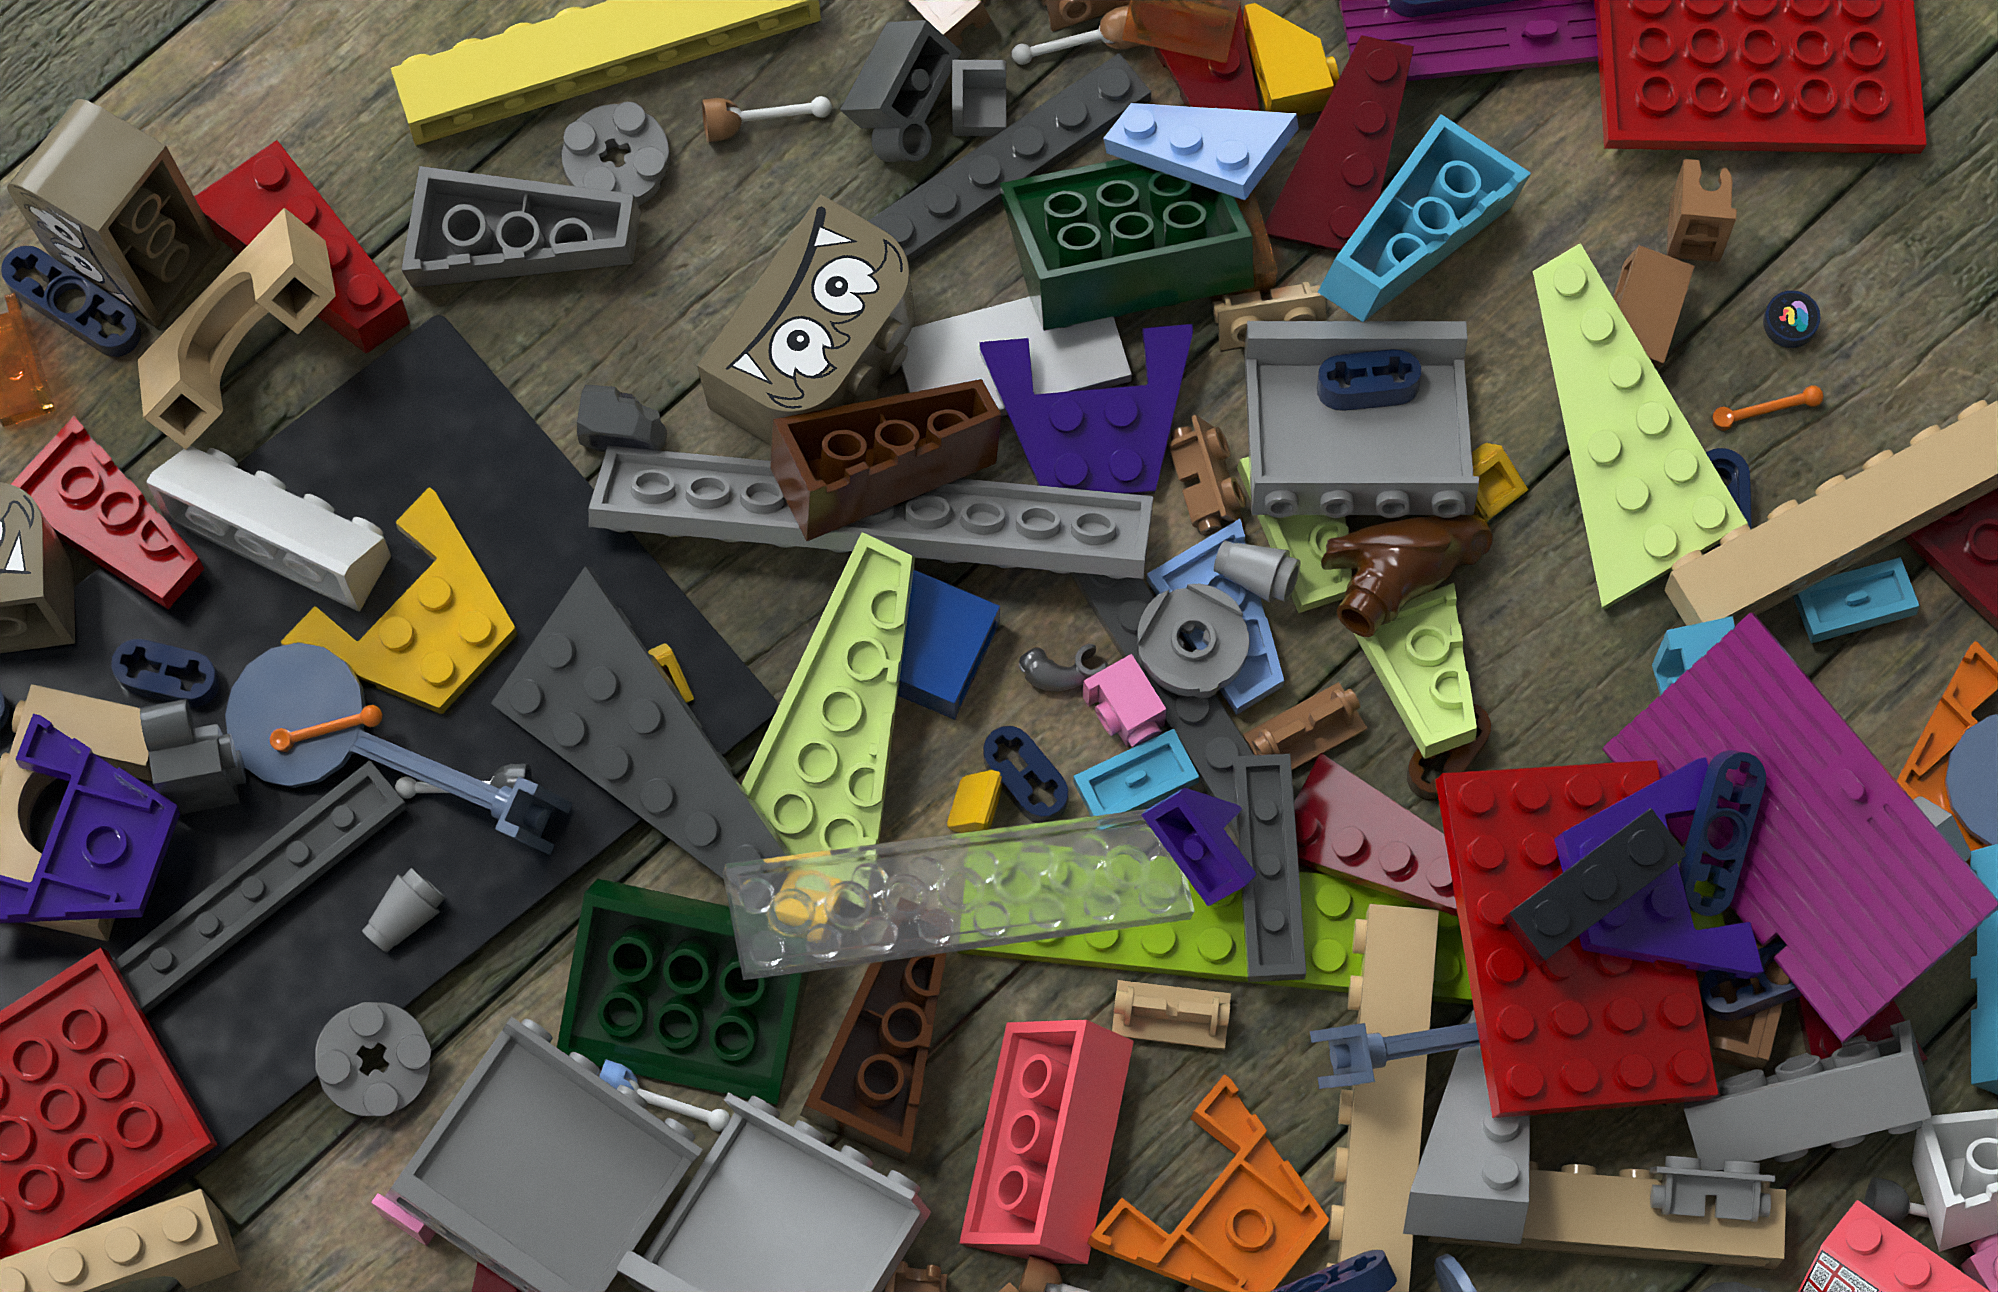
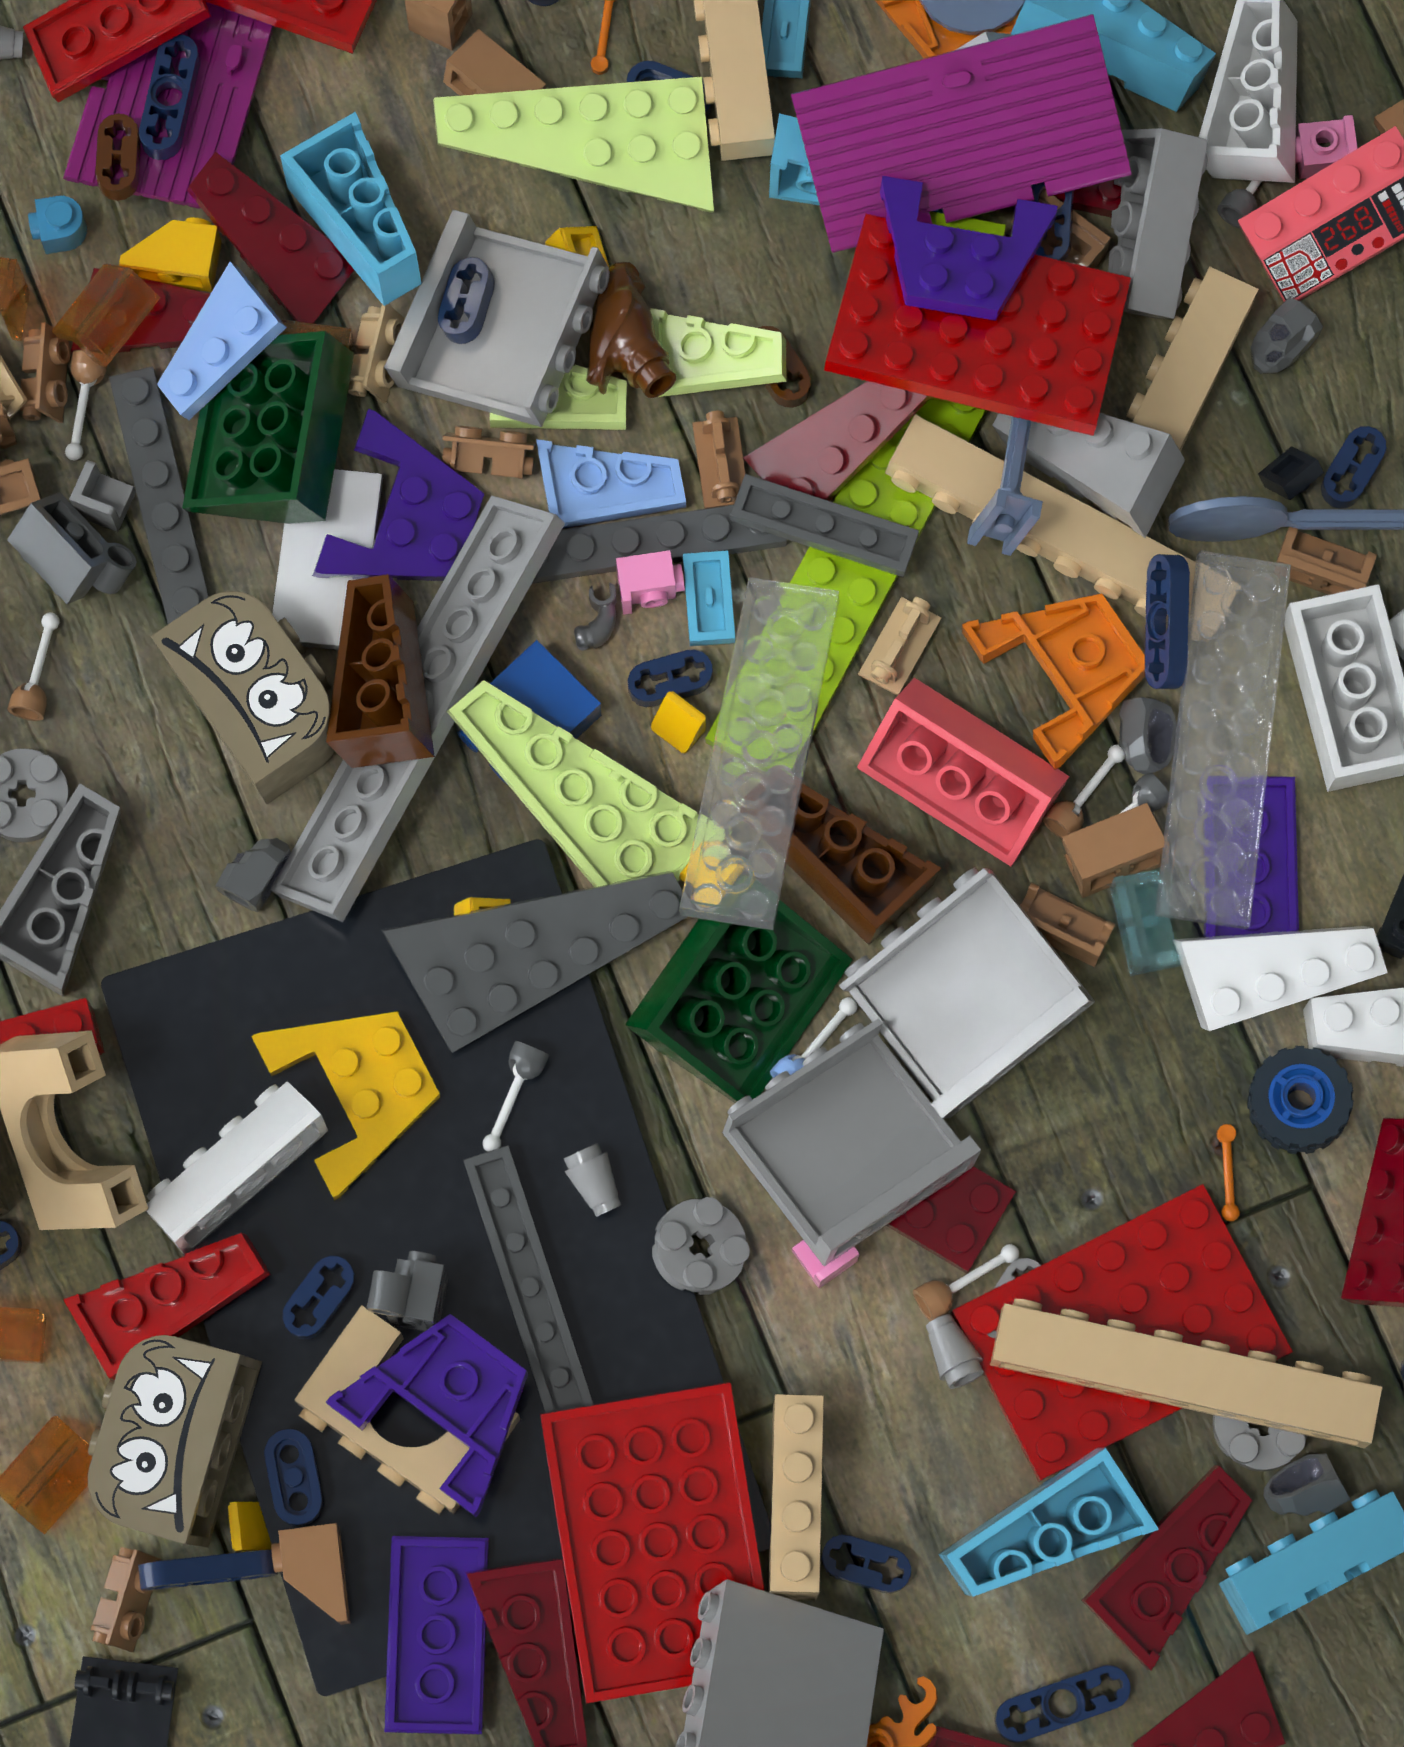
camera: 70 degrees left, 5 degrees up
(284, 740) = (417, 1221): orange hinge -> none
(311, 686) = (407, 1197): sand blue piece -> none
(1183, 610) = (622, 535): light grey plate -> none
(1194, 836) = (793, 564): dark purple slope -> none
(1259, 569) = (587, 439): light grey cone -> none
(1594, 886) = (974, 312): black arch -> none
(1687, 1185) = (1198, 297): light grey hinge -> none
(1742, 821) = (964, 190): dark blue beam -> none

